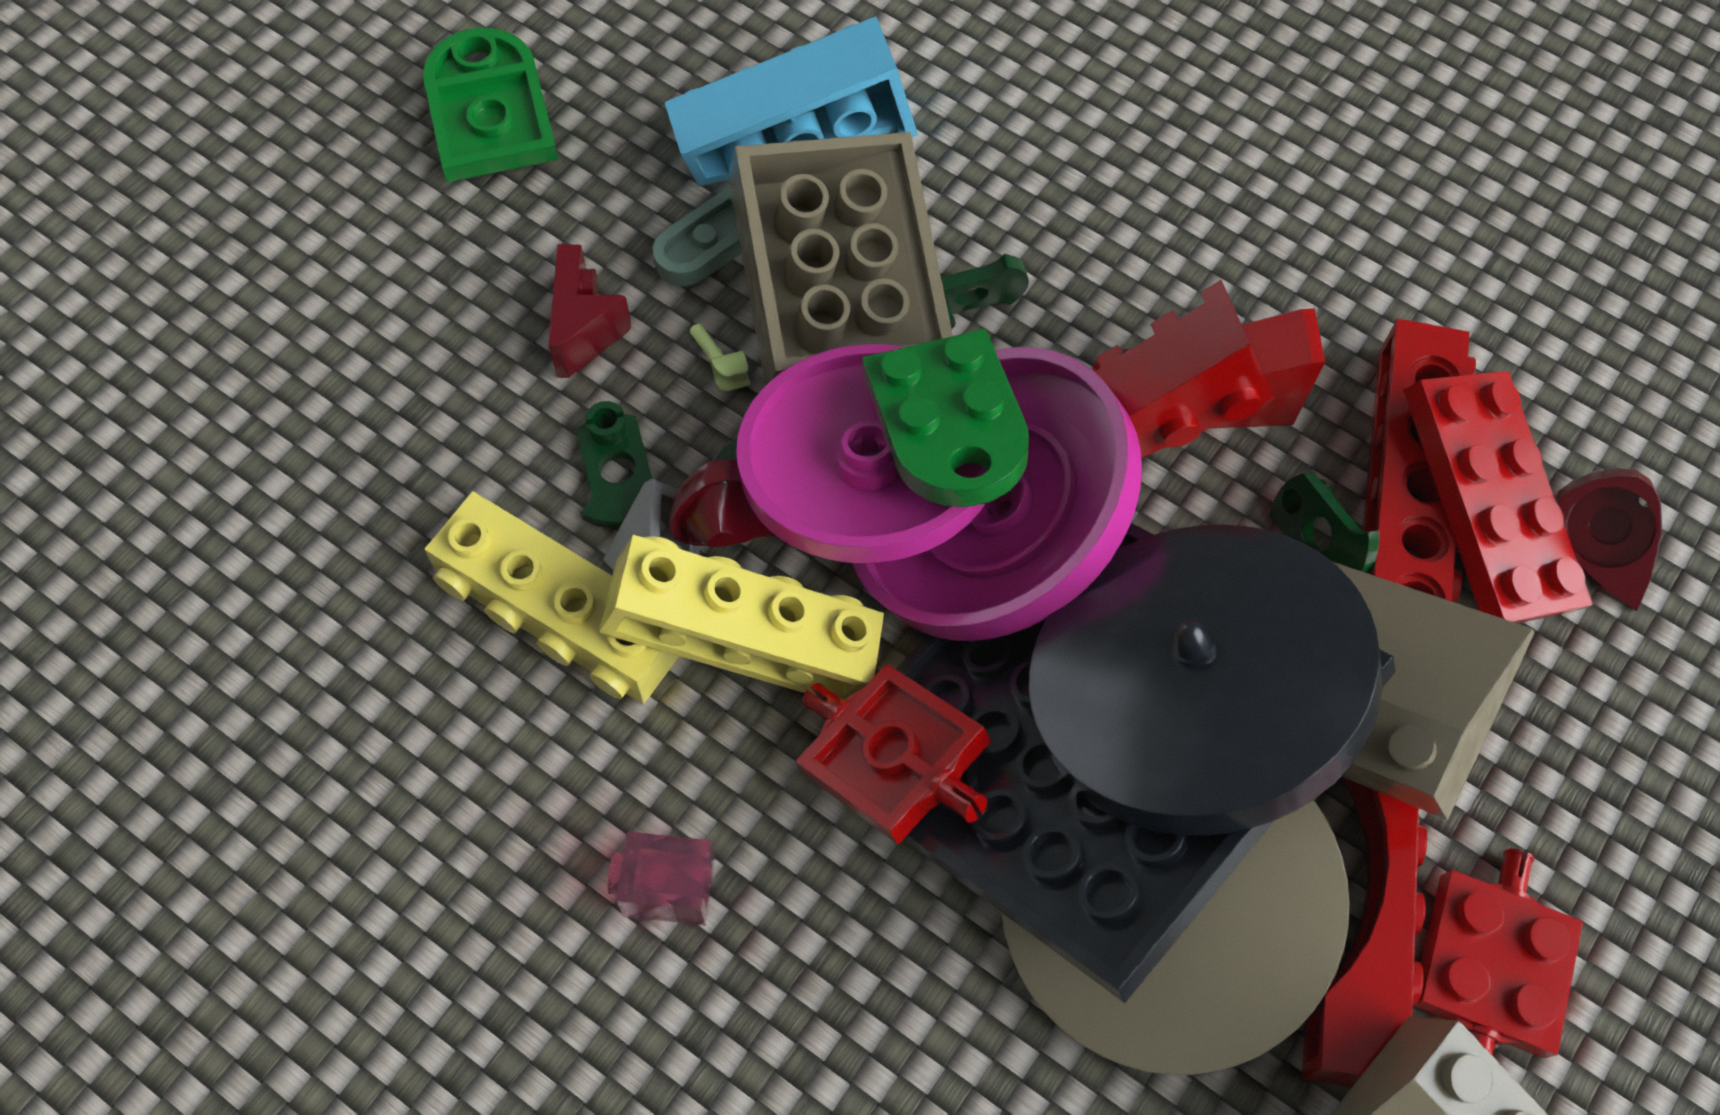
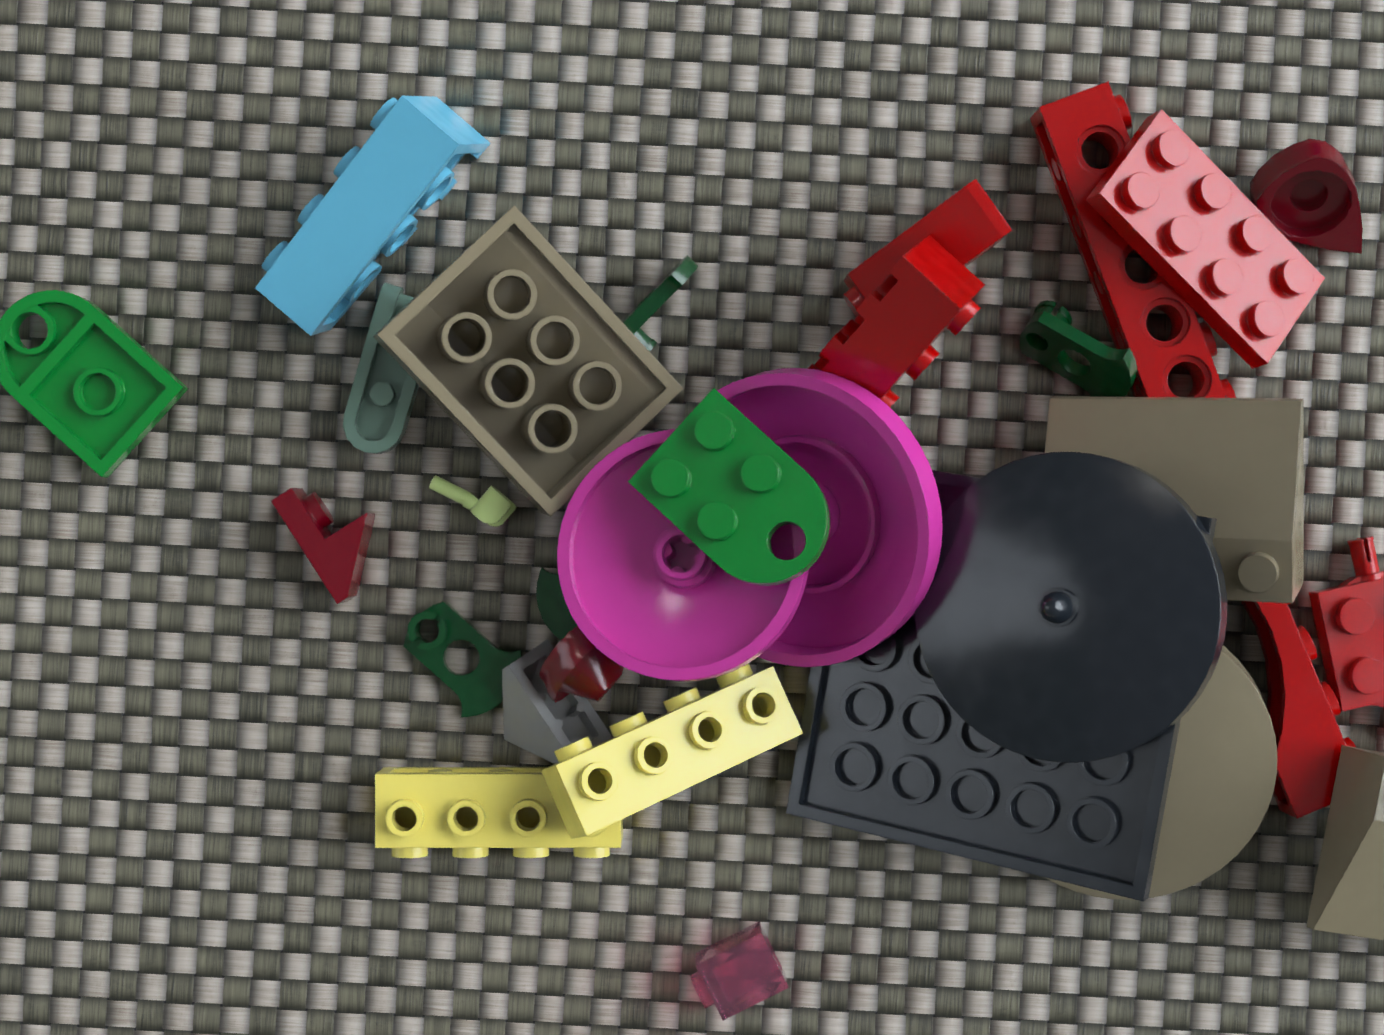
camera: 30 degrees left, 25 degrees up
(893, 752) = (857, 787): red plate -> none

